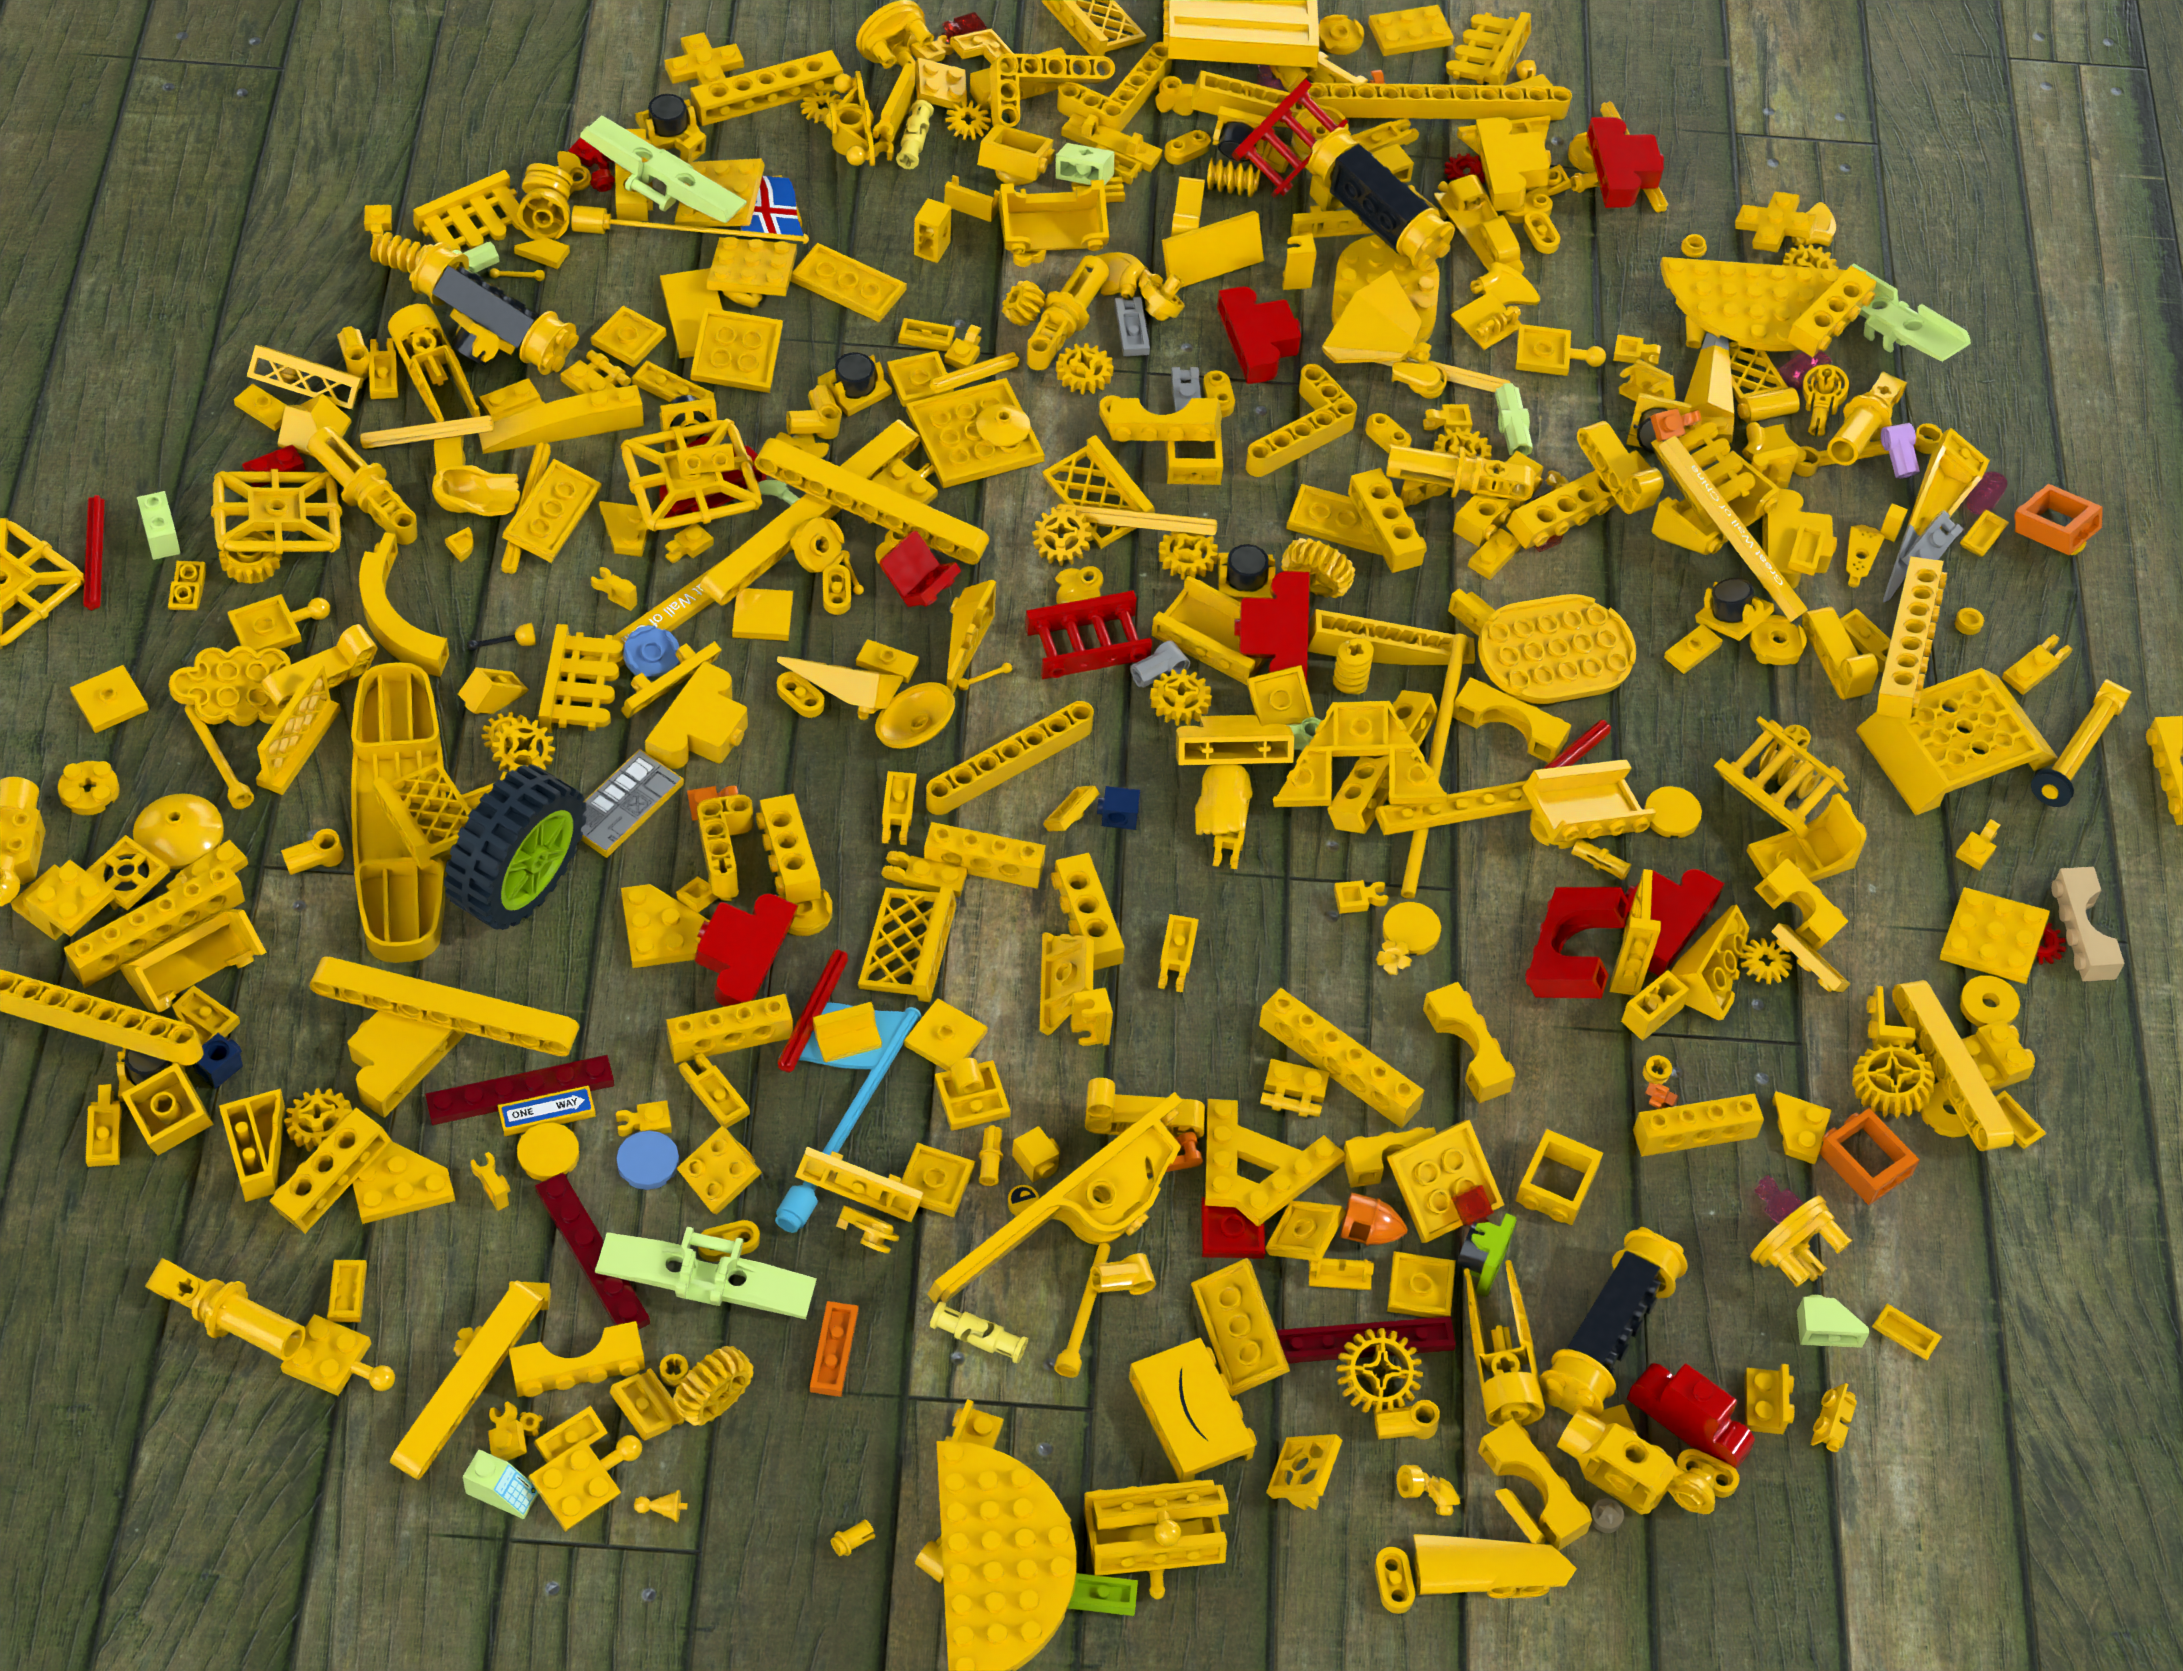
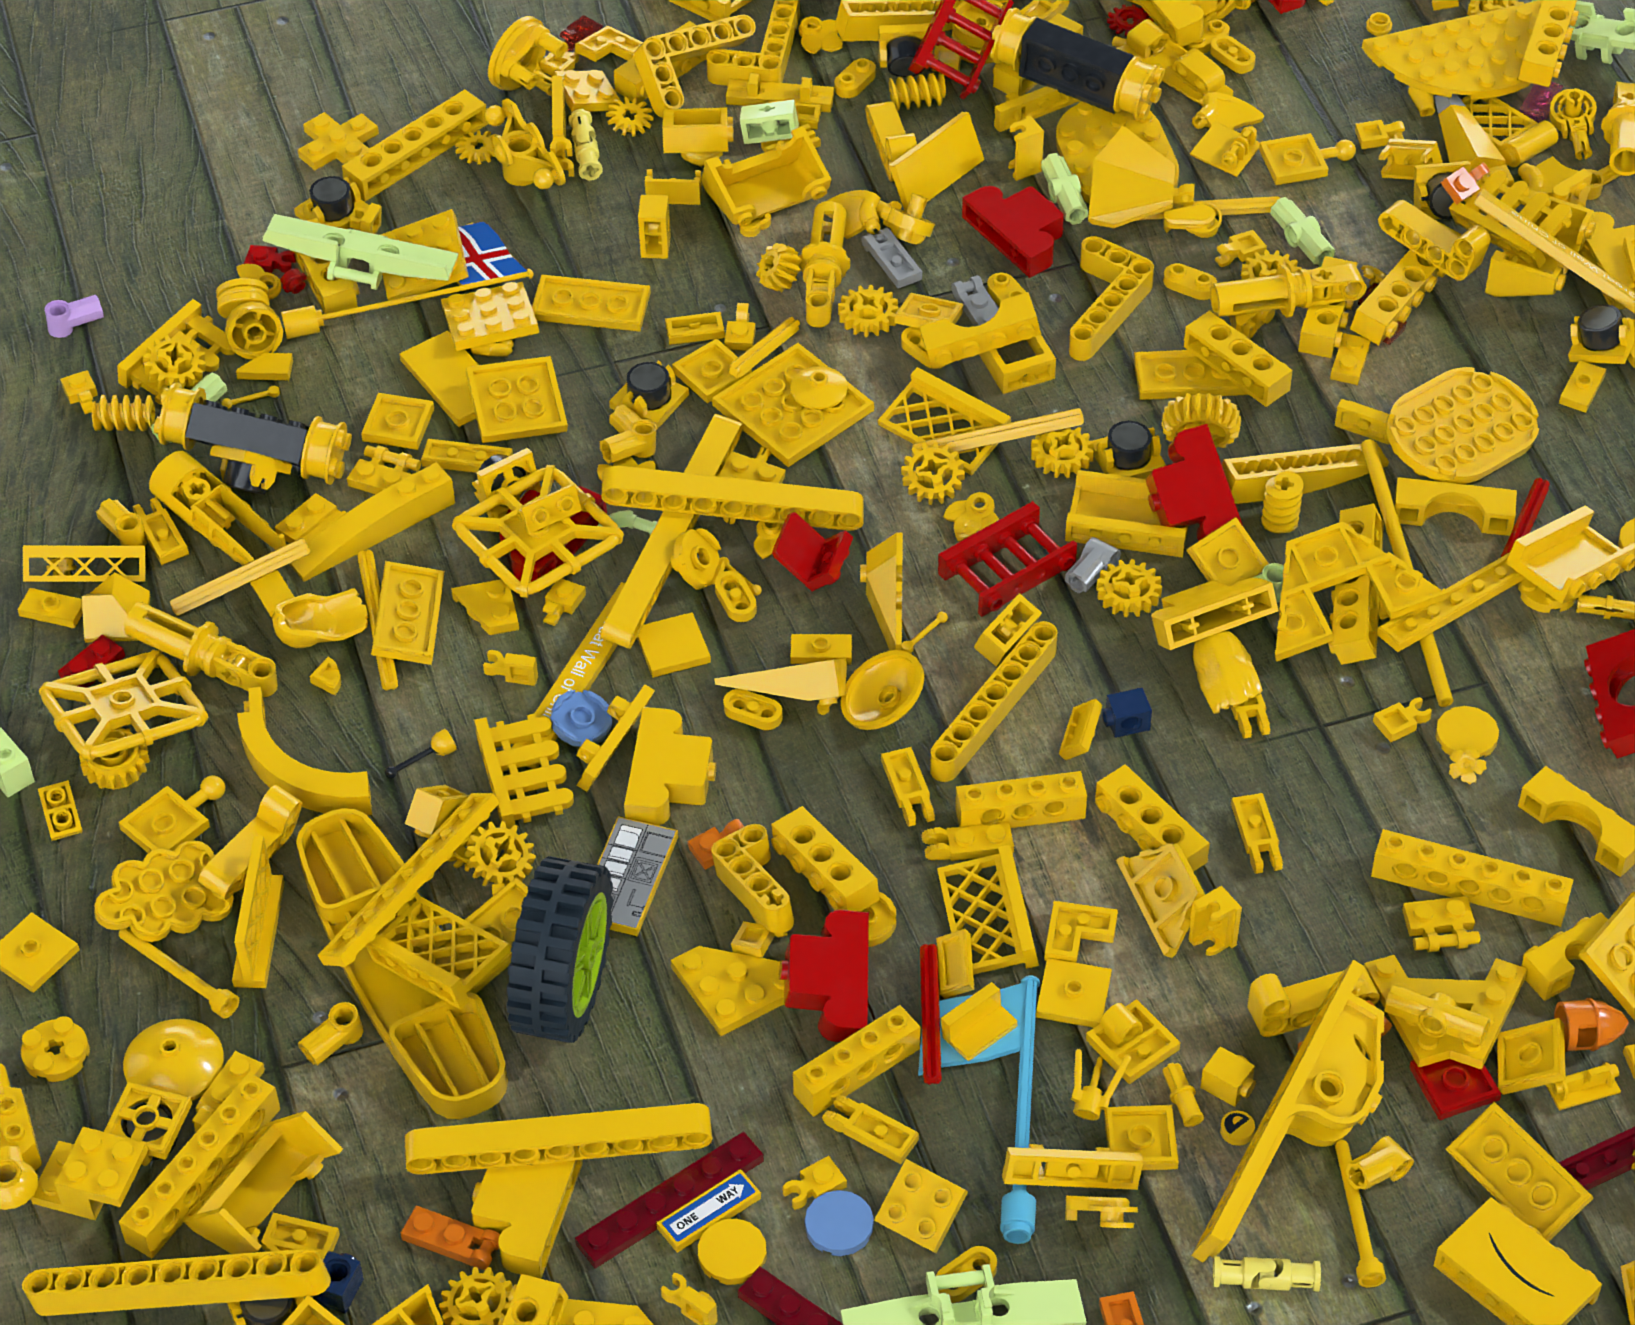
camera: 15 degrees left, 5 degrees down
(325, 1056) = (450, 1237): none -> orange plate
(393, 151) = (64, 316): none -> lavender piece
(424, 747) = (407, 880): none -> yellow plate
(462, 222) = (161, 357): none -> yellow gear
(856, 975) = (955, 963): none -> yellow tile
(908, 1132) = (1090, 1100): none -> yellow plant
(976, 975) = (1075, 922): none -> yellow plate
(1051, 697) = (1007, 630): none -> yellow brick
(1135, 383) = (924, 309): none -> yellow plate
(1236, 1165) = (1437, 1015): none -> yellow piece
(1319, 311) = (1064, 188): none -> yellowish green piece

